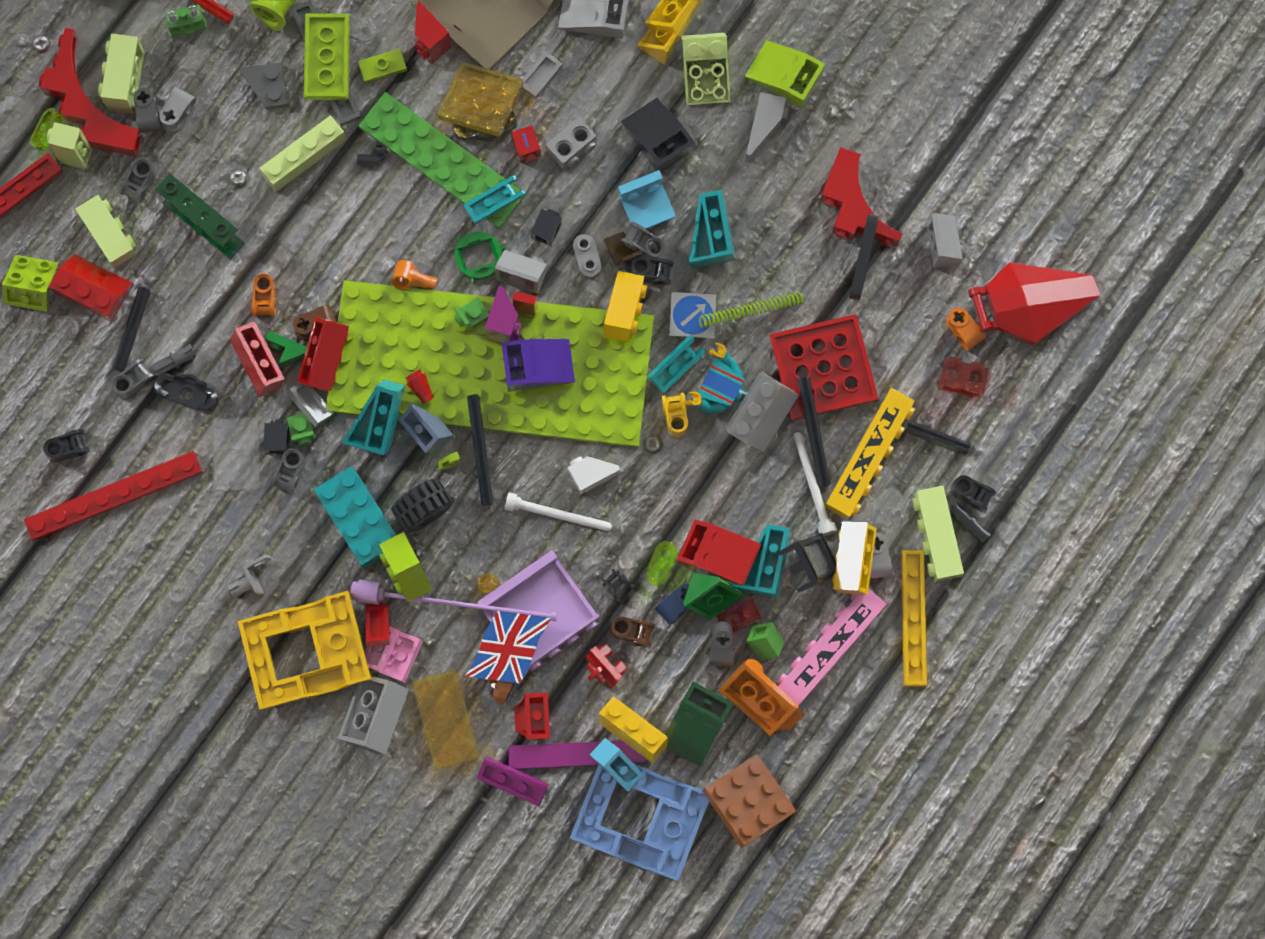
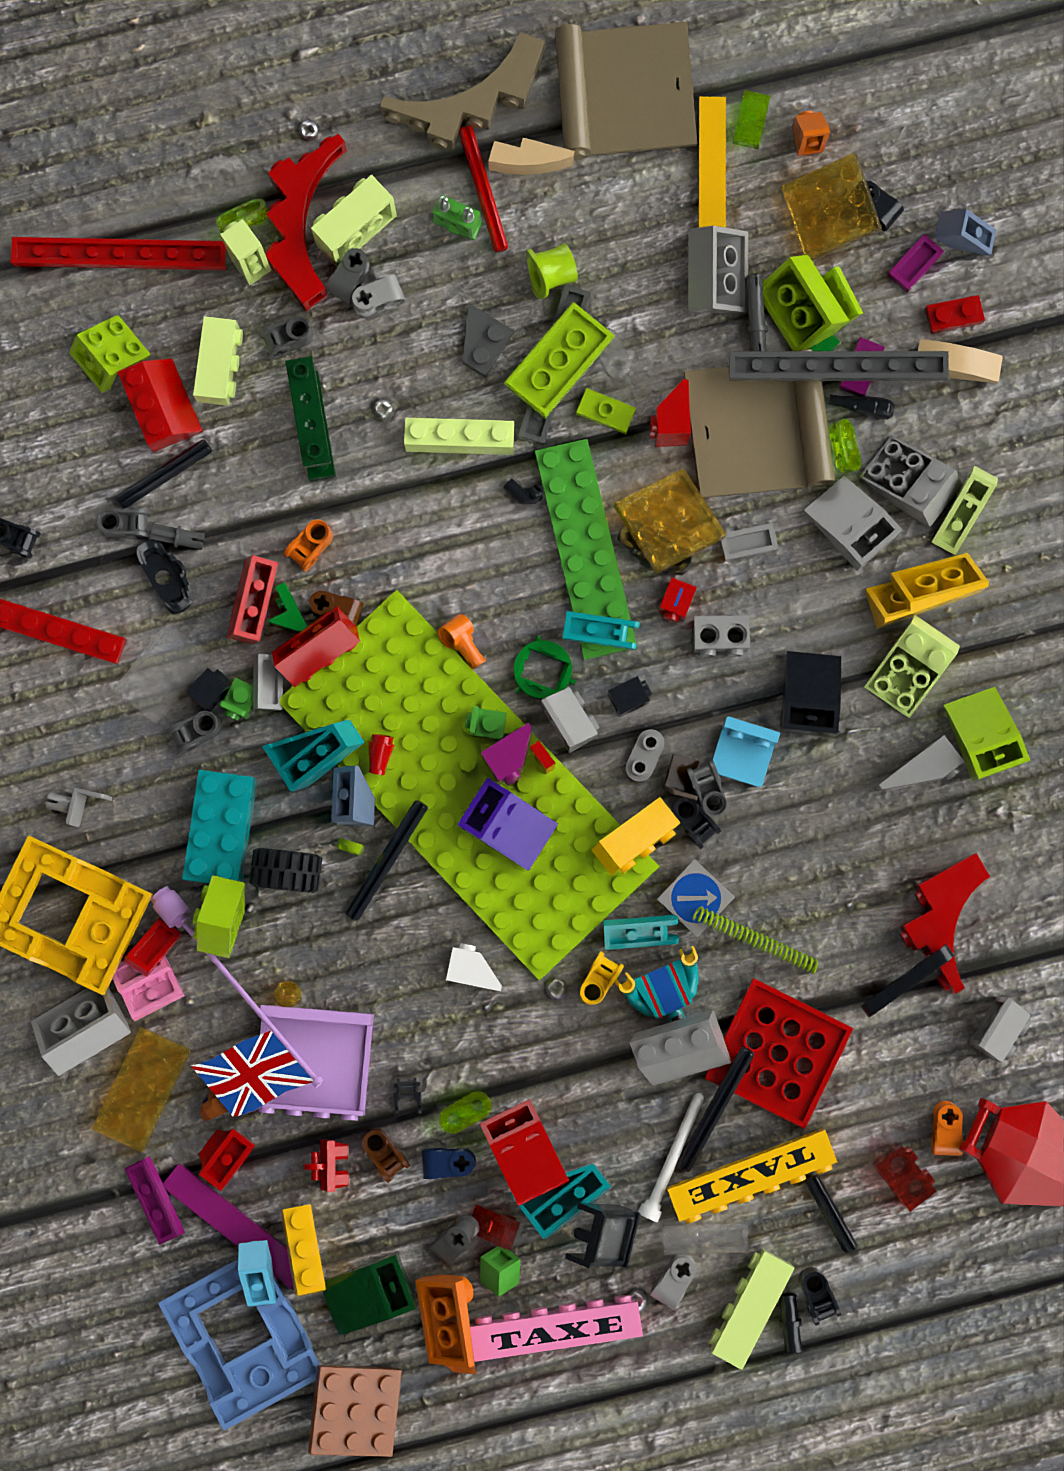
camera: 45 degrees right, 5 degrees up
(515, 503) = (378, 938): white piece -> none
(710, 595) = (481, 1184): green slope -> none
(712, 233) = (782, 833): teal wedge -> none
(854, 558) = (648, 1268): brick -> none
(913, 618) = (659, 1367): yellow tile -> none

